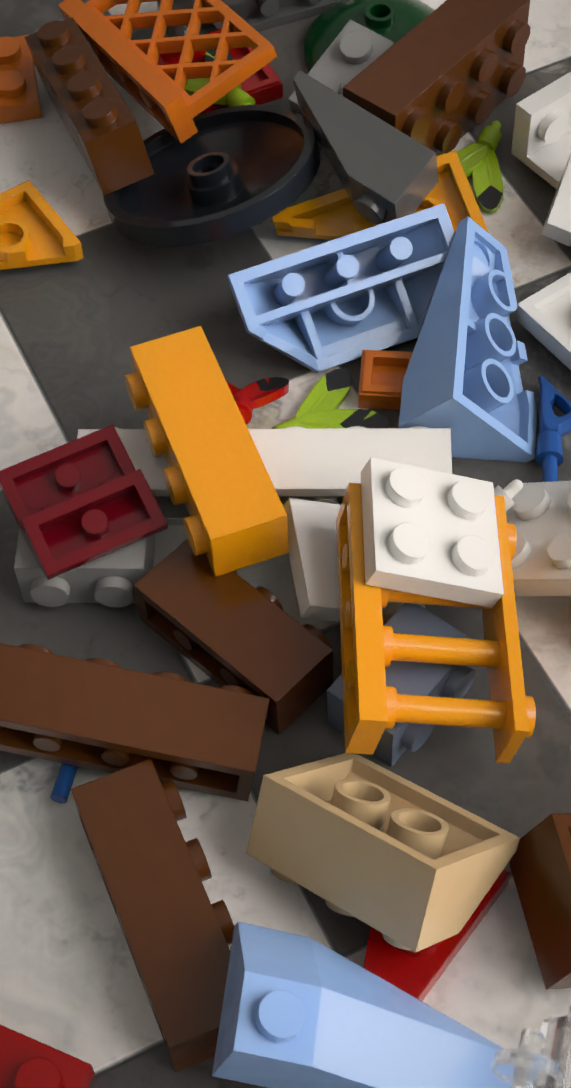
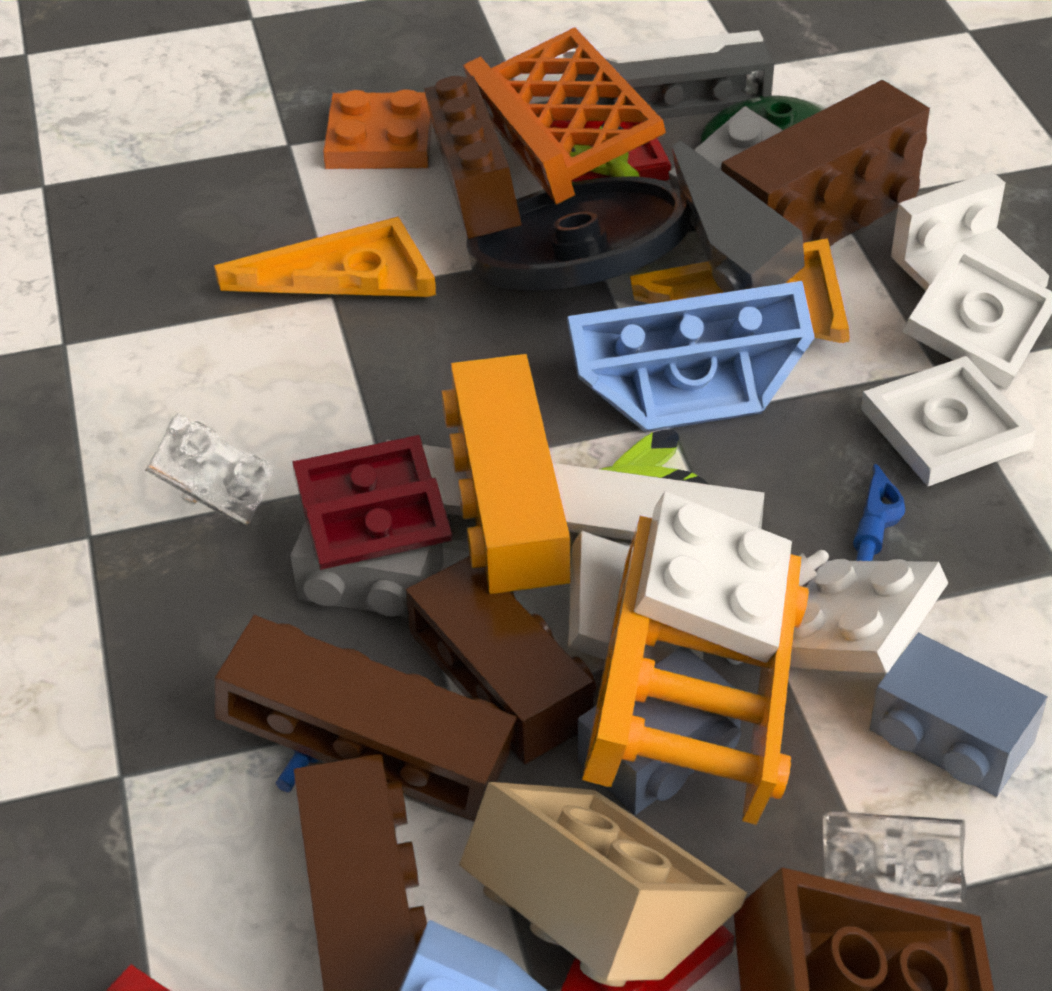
camera: 10 degrees right, 10 degrees down
(258, 394) = (575, 438): red piece -> none
(382, 378) = (717, 447): orange tile -> none
(468, 357) = (803, 434): light blue wedge -> none
(482, 163) = (859, 264): lime piece -> none

